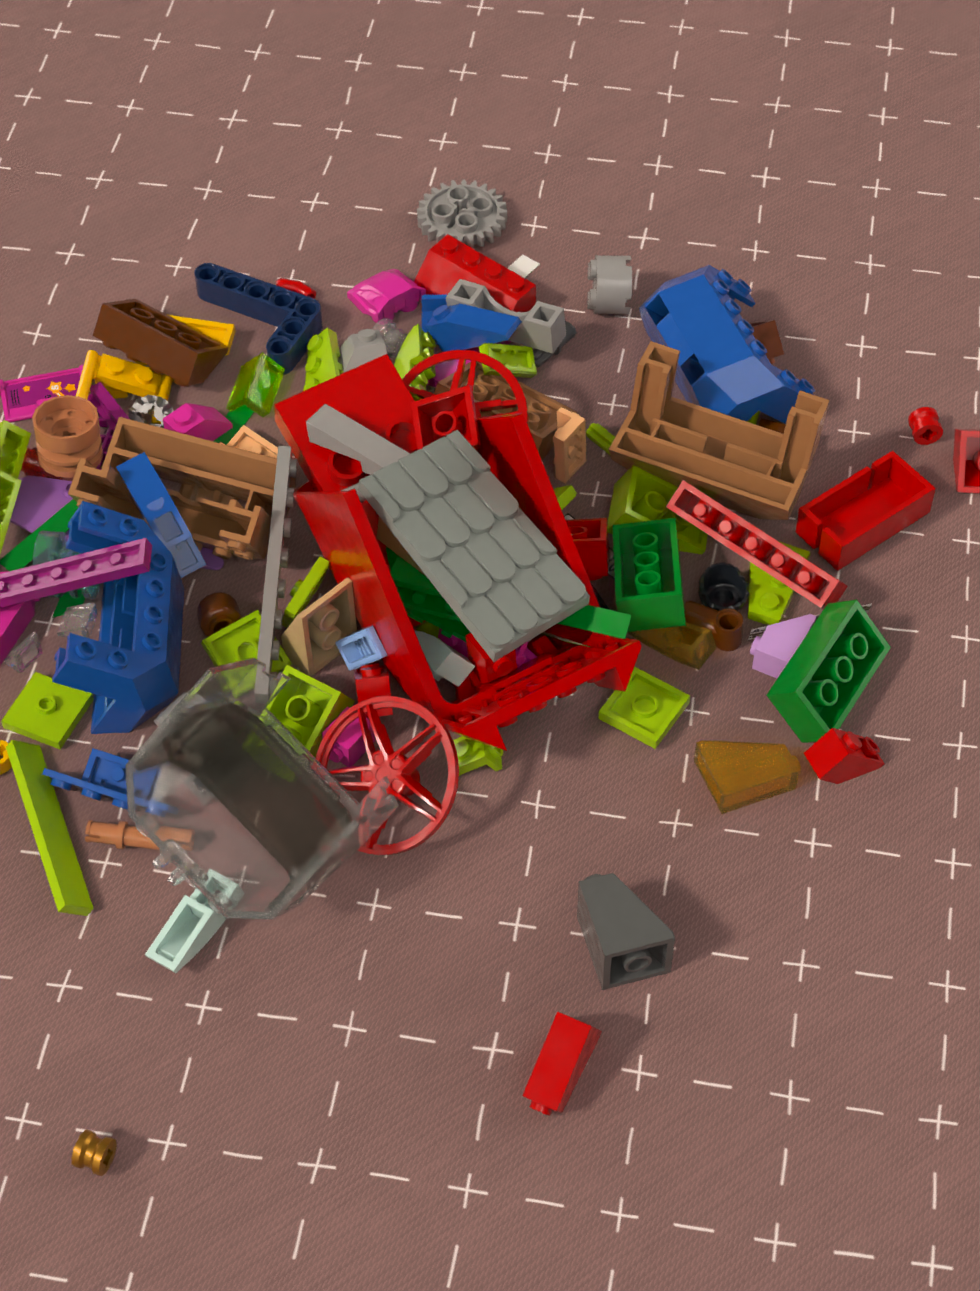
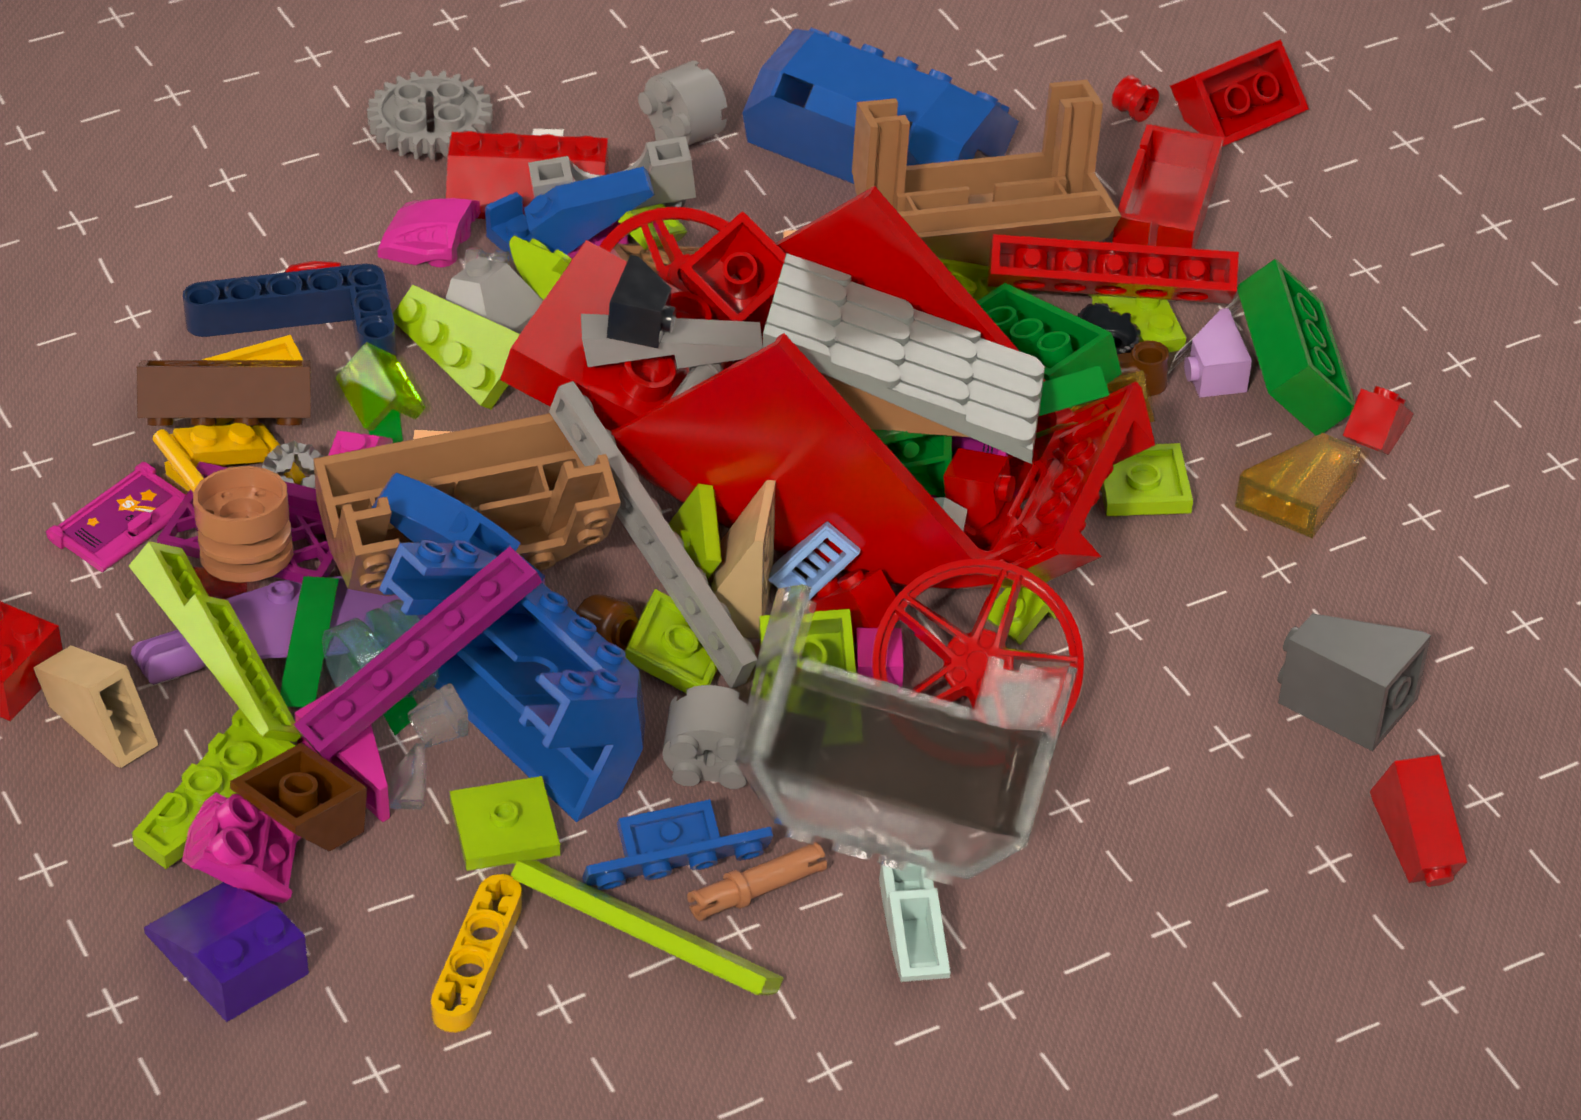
camera: 40 degrees left, 10 degrees down
(351, 417) = (640, 306): none -> black slope

